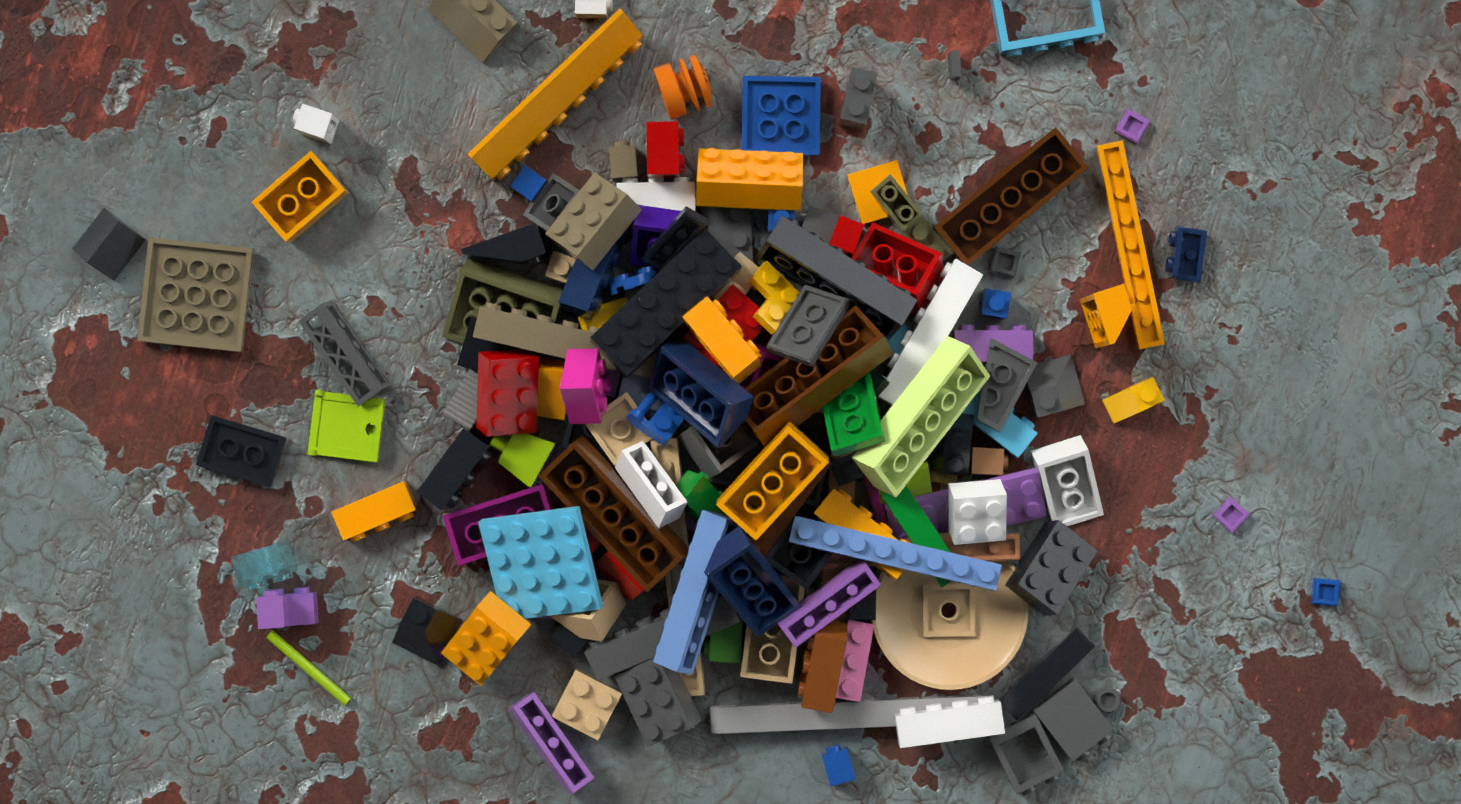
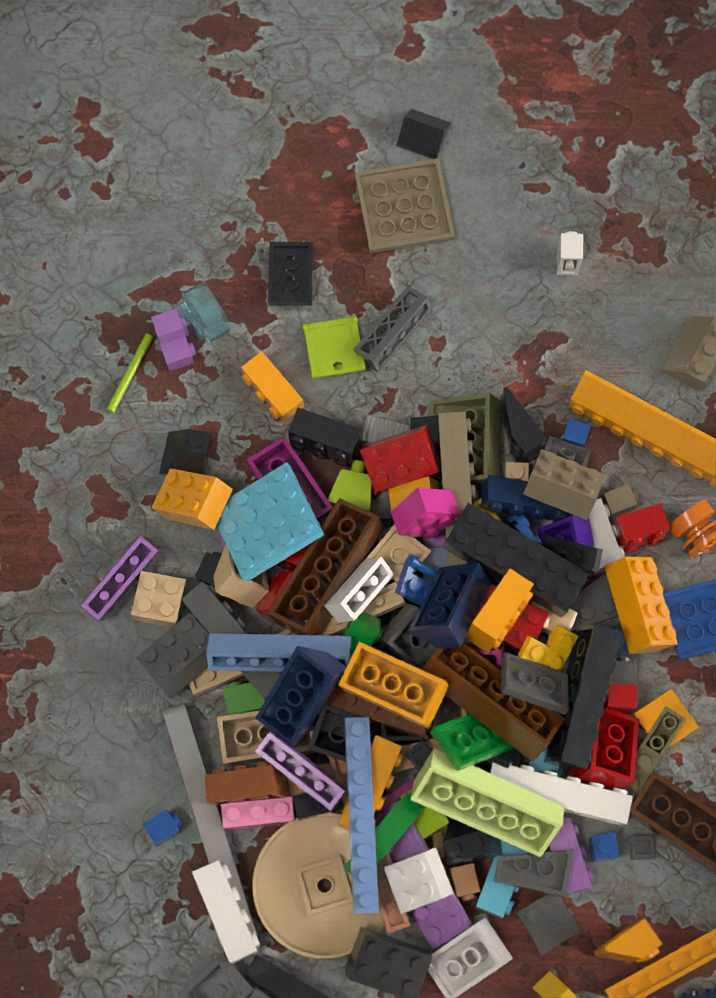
camera: 80 degrees right, 15 degrees down
(300, 197) = (507, 259): light orange brick -> none

